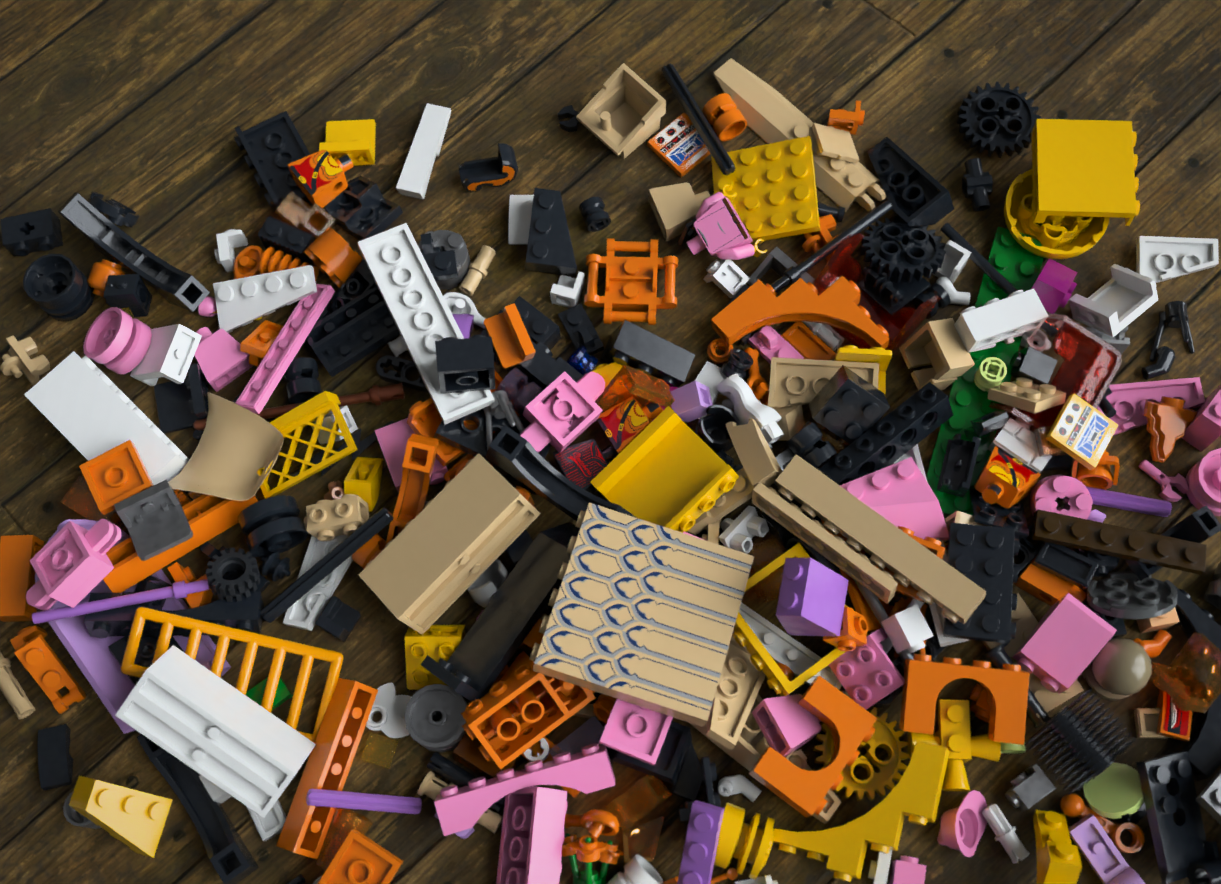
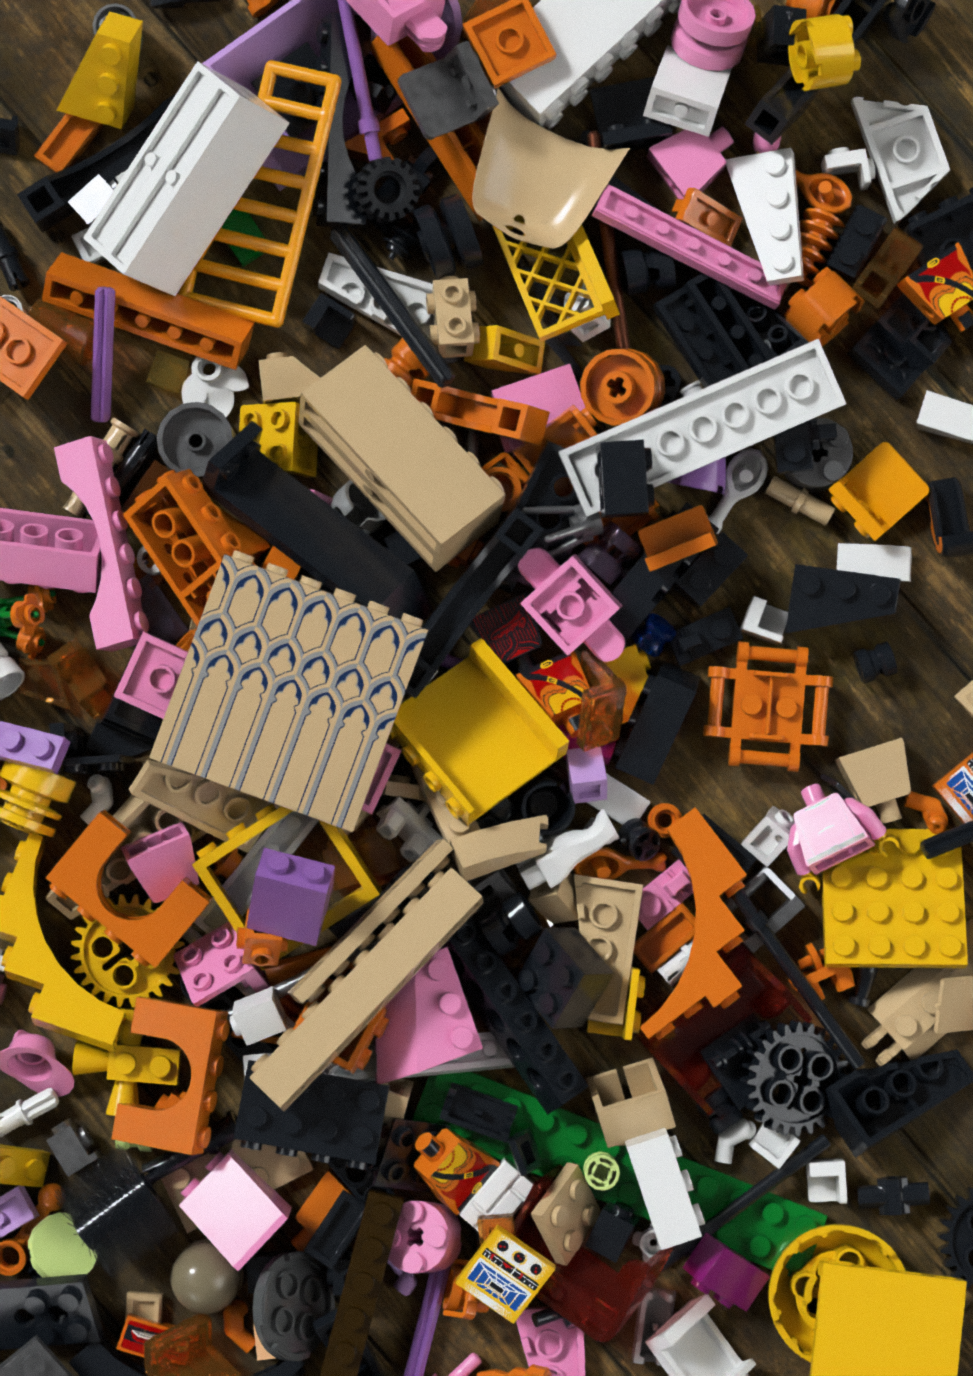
camera: 90 degrees right, 15 degrees up
(140, 253) = (823, 51): none -> yellow brick
(182, 850) = (67, 142): none -> orange tile
(218, 212) = (904, 151): none -> white wing
(233, 815) = (92, 198): none -> brick
(335, 491) = (491, 313): nougat arm -> none
(386, 648) = (284, 378): none -> tan slope
(392, 372) = (602, 383): none -> orange wheel
(469, 214) = (879, 491): none -> light orange bracket
(596, 821) = (62, 625): orange piece -> none
(700, 174) = (931, 810): none -> orange arm
(972, 226) = (826, 1180): none -> white panel

